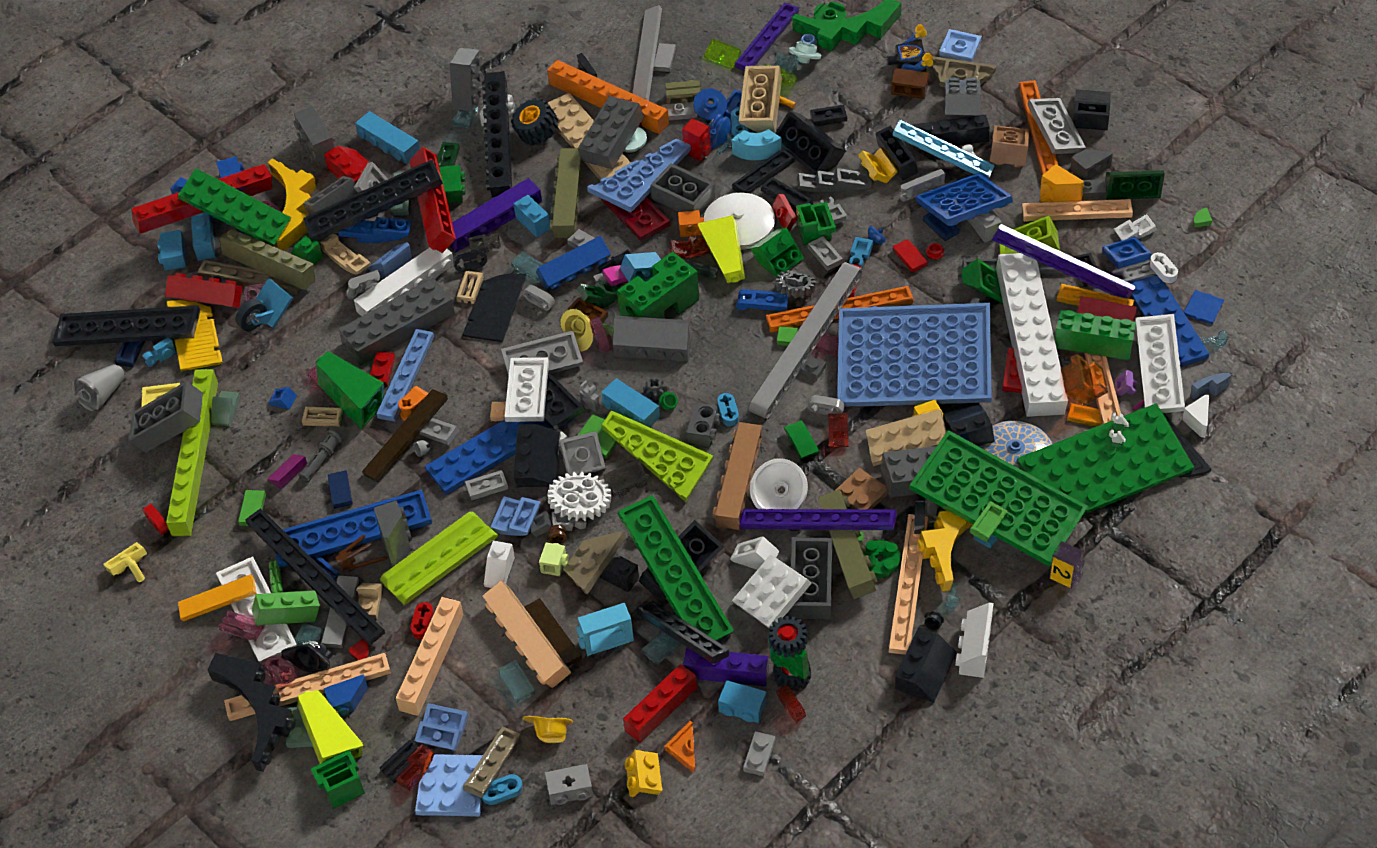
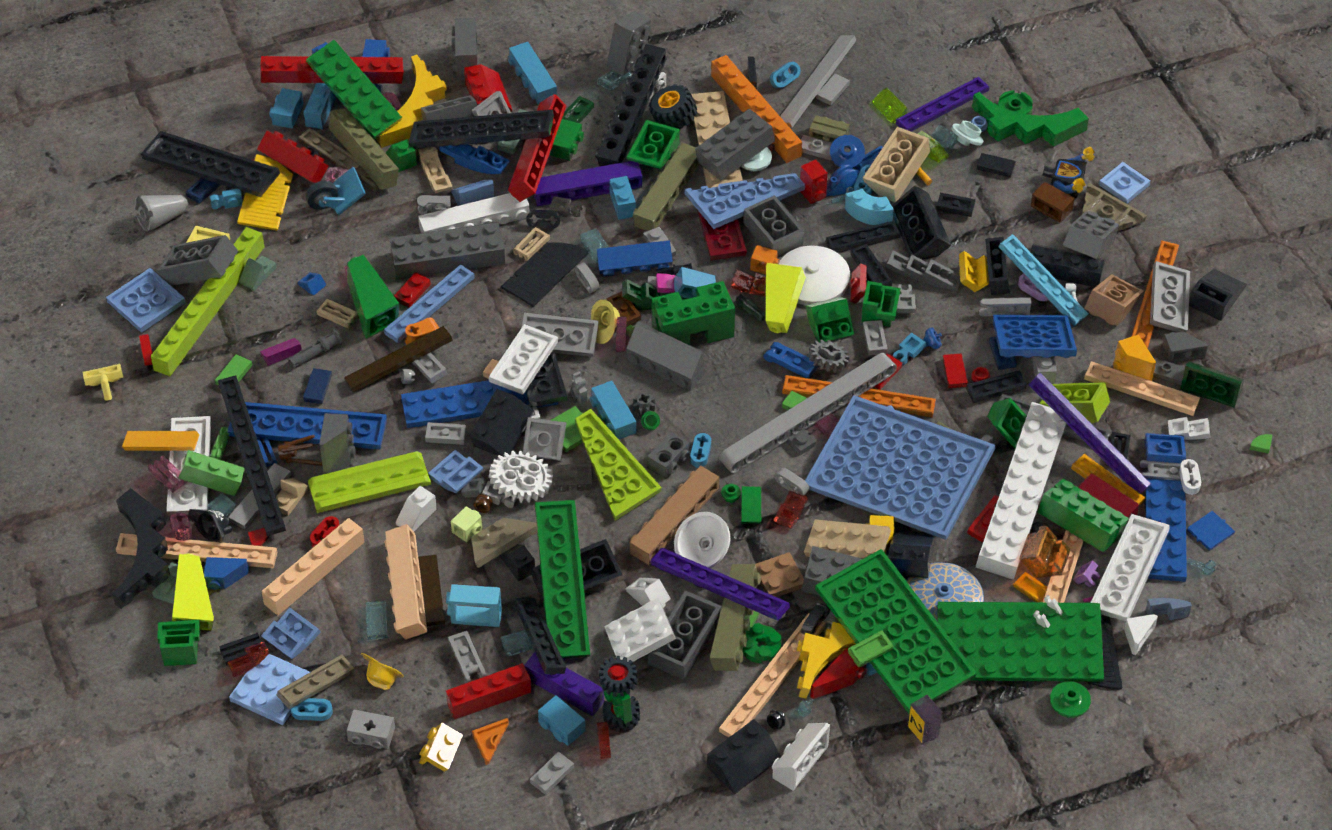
camera: 20 degrees right, 0 degrees up
(129, 474) = (145, 300): none -> medium blue plate
(536, 158) = (655, 144): none -> green slope
(616, 59) = (784, 76): none -> dark azure plate
(620, 679) = (466, 655): none -> light grey hinge
(776, 440) = (731, 493): none -> green plate
(842, 70) = (996, 165): none -> black tile
(933, 161) = (1027, 286): none -> lavender plate
(953, 255) = (996, 386): none -> black plate
(968, 556) = (838, 675): none -> red slope
(1176, 497) = (1070, 699): none -> green piece

